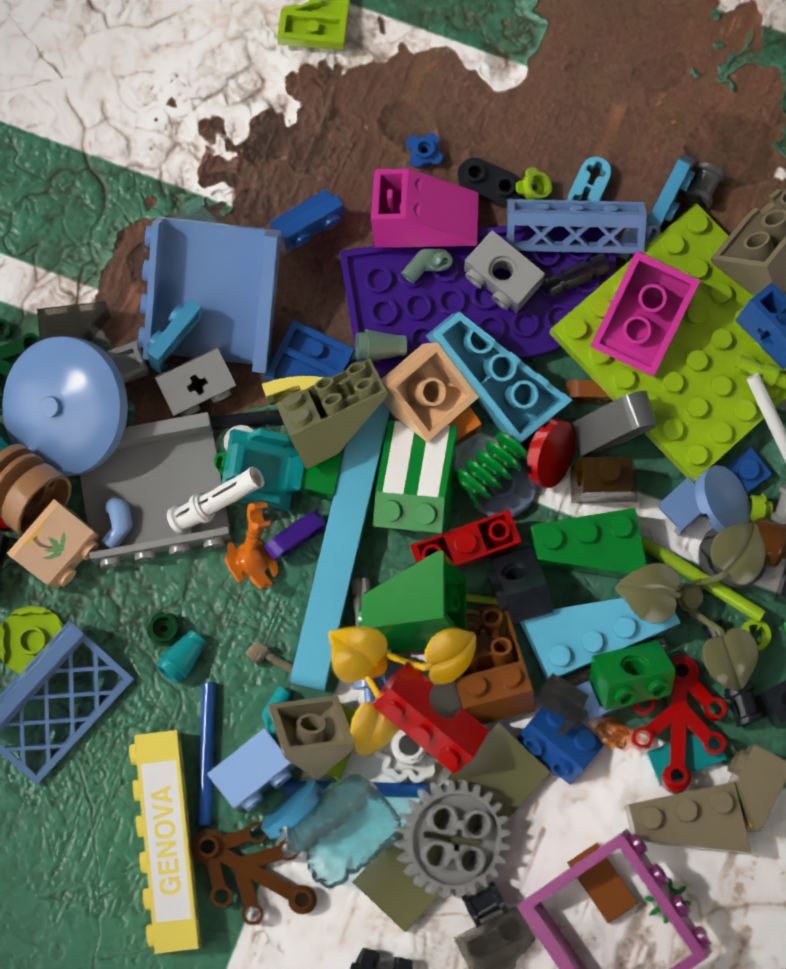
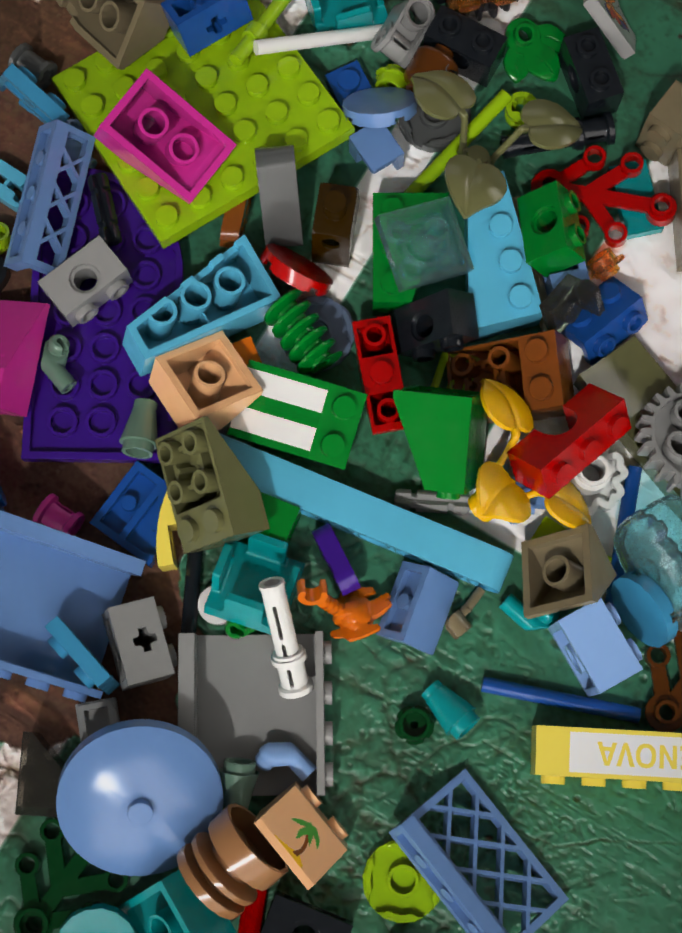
camera: 80 degrees left, 0 degrees up
(92, 486) = (238, 780): none -> sand green cone
(266, 615) = (419, 607): none -> medium blue panel
(293, 293) = (58, 516): none -> dark pink bush
(589, 558) = (424, 244): none -> clear light blue plate

